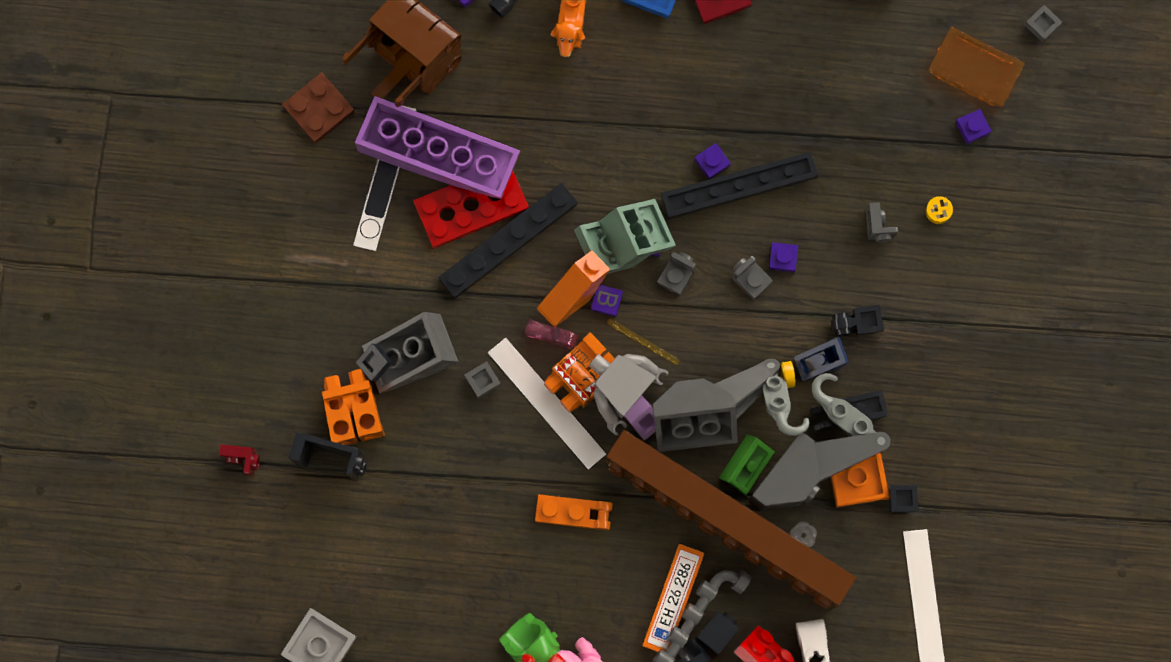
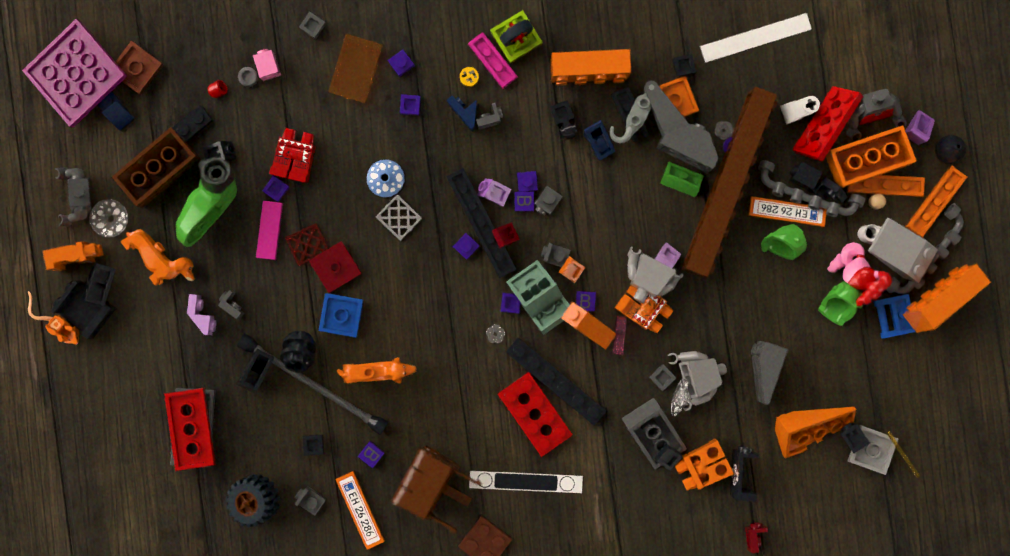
camera: 105 degrees left, 10 degrees up
(342, 619) = (854, 437): none -> black bracket
(370, 556) = (804, 427): none -> orange wedge
(435, 149) = (503, 447): medium lavender slope -> none
(448, 396) = (680, 397): none -> clear dish
(469, 518) = (766, 364): none -> dark grey slope
(473, 427) = (701, 375): none -> light grey torso
(546, 403) = (670, 326): white sticker -> none
(572, 512) = (742, 293): orange plate -> none
(590, 168) = (490, 333): none -> clear plate
(624, 197) = (510, 303): none -> dark purple tile
(632, 584) = (785, 242): none -> bright green helmet
(643, 341) = (608, 269): clear yellow piece -> none
(653, 290) = (571, 269): none -> orange tile
(707, 413) = (657, 212): dark grey slope -> none
(717, 209) = (505, 235): none -> dark red bracket
(758, 247) = (524, 201): none -> dark purple tile
(777, 210) = (493, 191): none -> medium lavender bracket
(784, 73) = (388, 207): none -> light grey window
(787, 373) = (613, 162): yellow tile -> none
(820, 88) = (394, 182): none -> medium blue dish
(888, 193) = (467, 115): none -> dark blue slope
(915, 127) = (410, 105): none -> dark purple tile
(924, 365) = (590, 66): none -> orange brick
(955, 245) = (492, 60): none -> dark pink tile
(983, 281) = (516, 36): none -> lime plate

